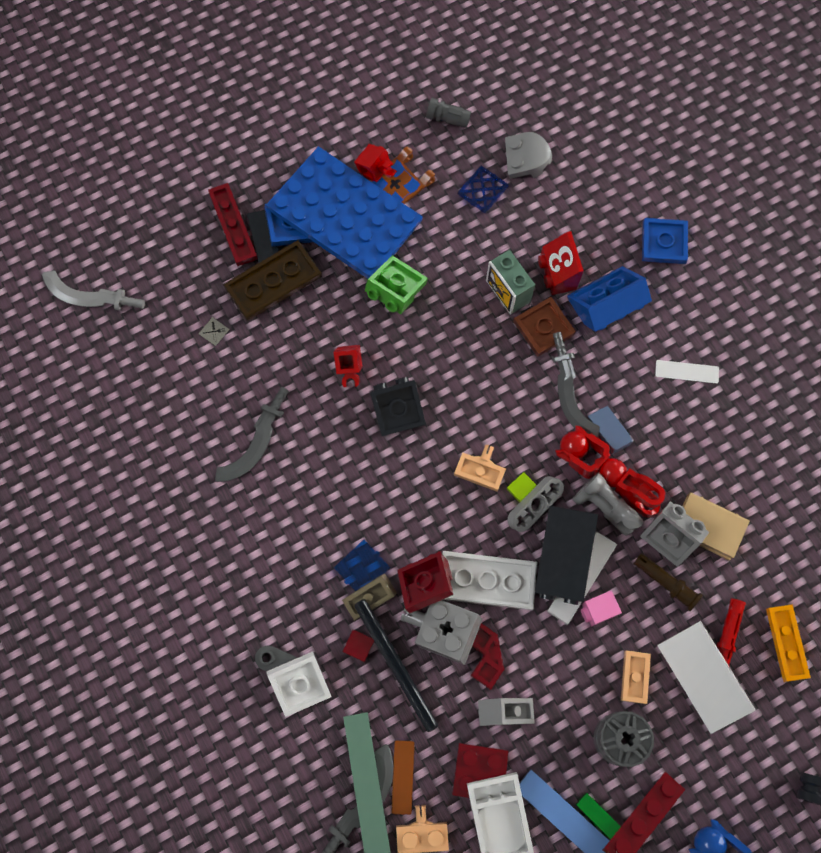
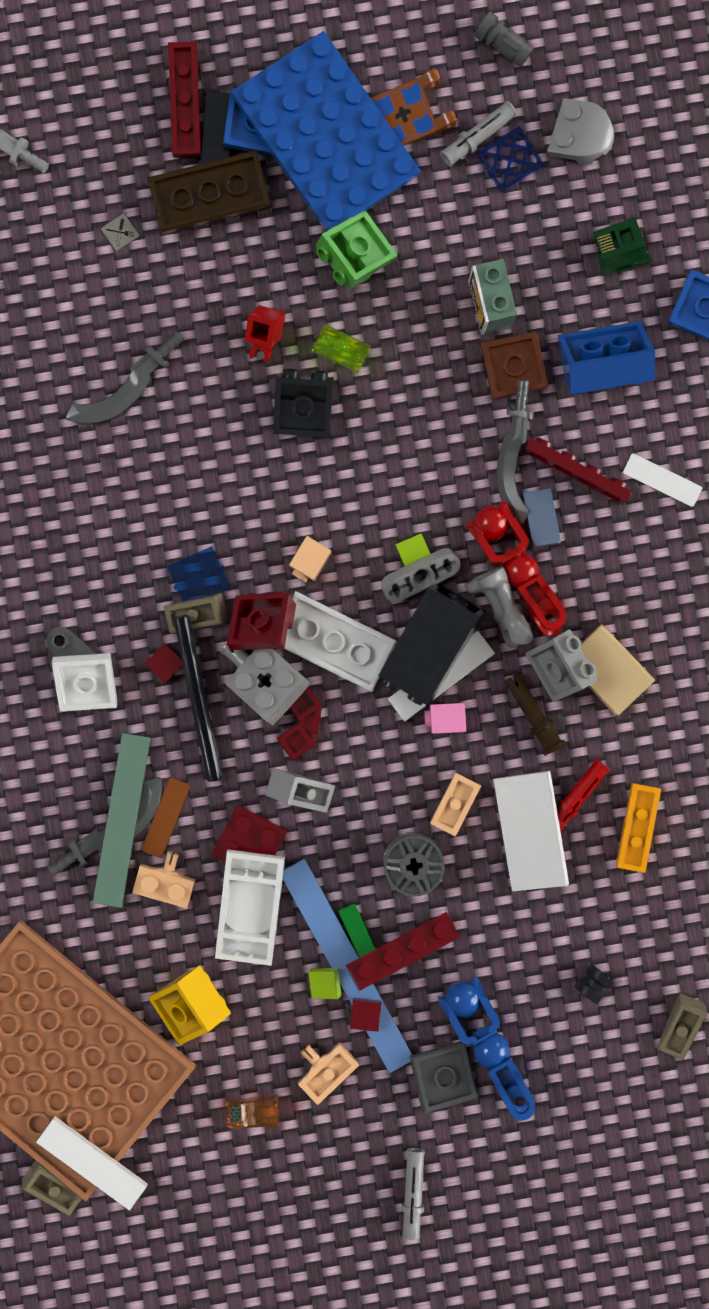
camera: 20 degrees right, 15 degrees up
(374, 163) = (386, 78): red brick -> none
(411, 356) = (341, 348): none -> clear neon green hips
(445, 522) = (309, 560): none -> light nougat brick
(449, 185) = (470, 140): none -> light grey pin
(480, 469) = (373, 513): light nougat plate -> none
(561, 264) = (563, 295): red slope -> none
(587, 219) = (620, 247): none -> dark green piece
(631, 386) = (589, 475): none -> dark red plate

